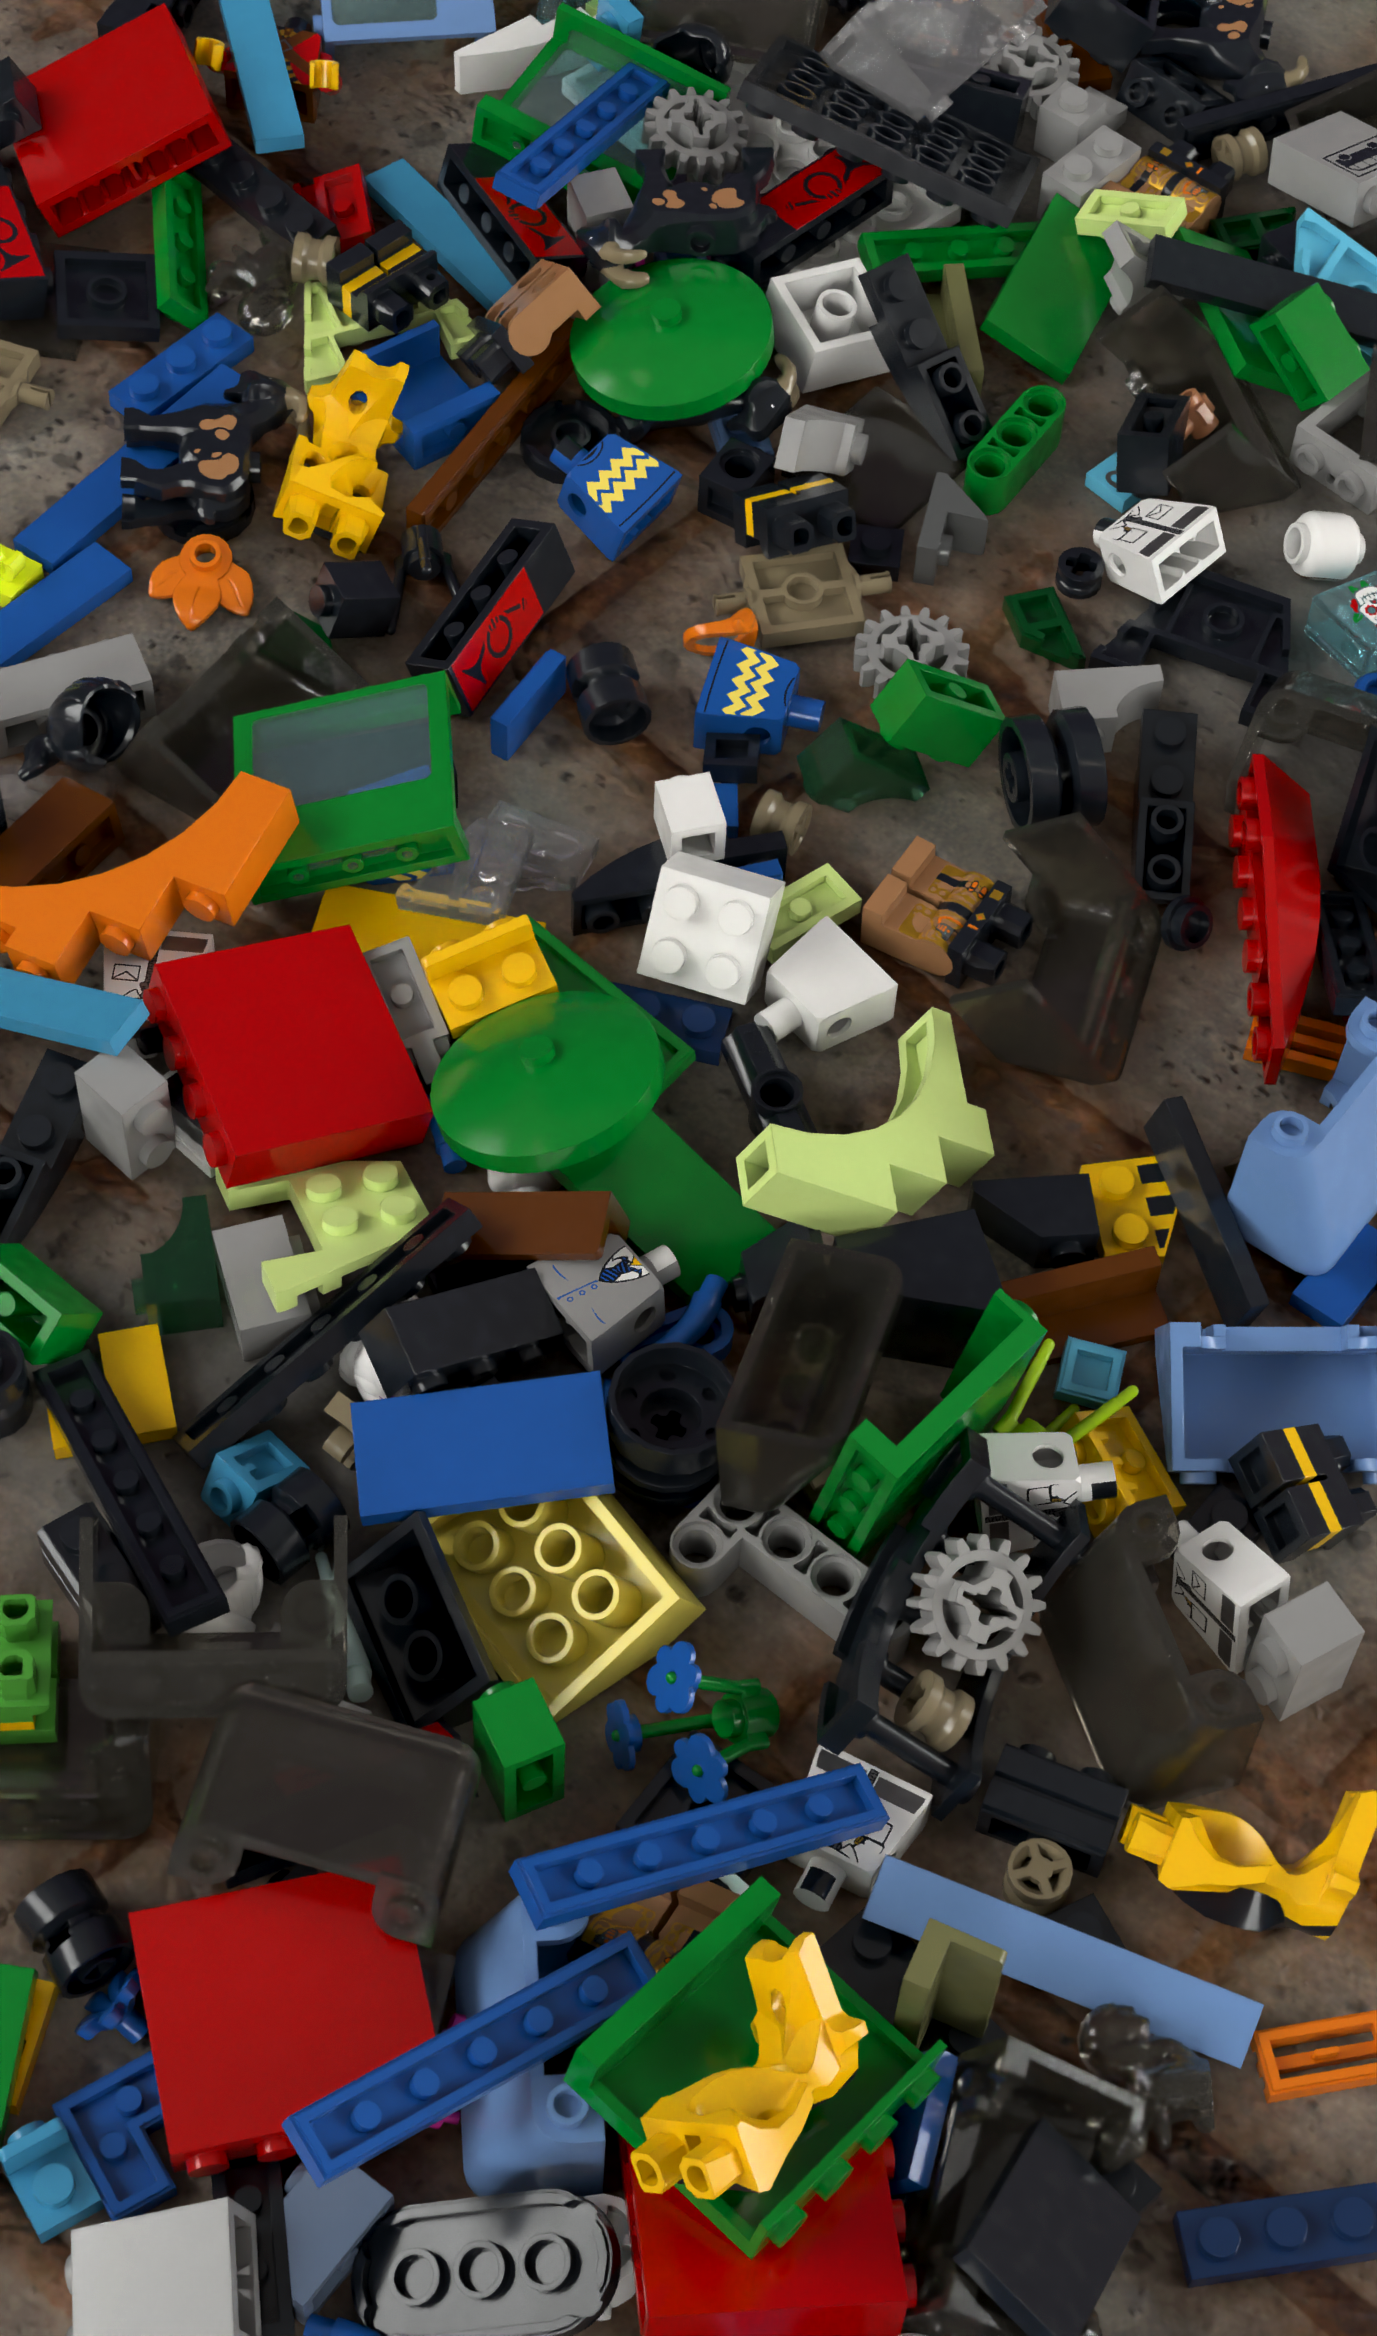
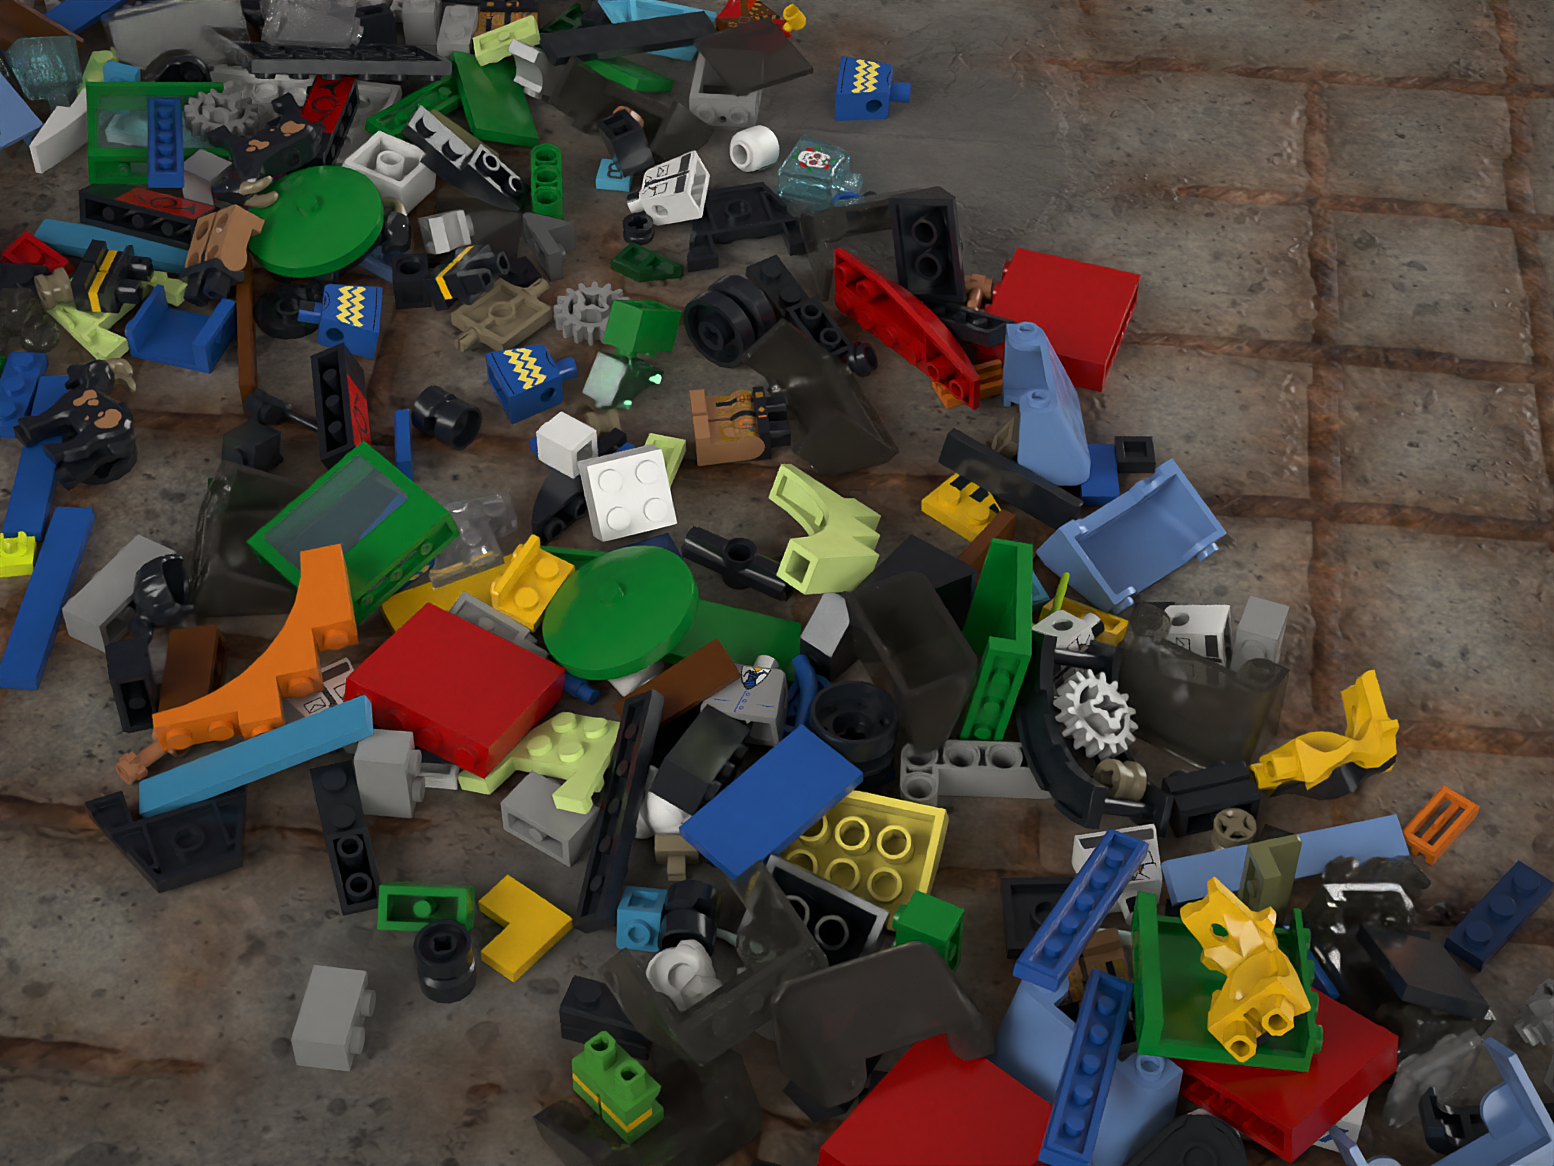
camera: 35 degrees left, 10 degrees down
(131, 1493) = (584, 951): black tile -> none
(181, 1276) = (503, 839): clear green arch -> none
(202, 586) = (143, 496): orange plate -> none
(343, 458) = (171, 393): yellow hips -> none
(732, 757) = (542, 410): black plate -> none
(741, 623) = (489, 345): orange piece -> none
(743, 1716) = (1018, 856): plant -> none
(826, 990) = (711, 492): white torso -> none
(1039, 1218) = (934, 523): black slope -> none
(1110, 695) = (707, 272): light grey arch -> none
(1301, 1490) = (1174, 565): black hips -> none
(1309, 347) = (664, 55): green brick -> none

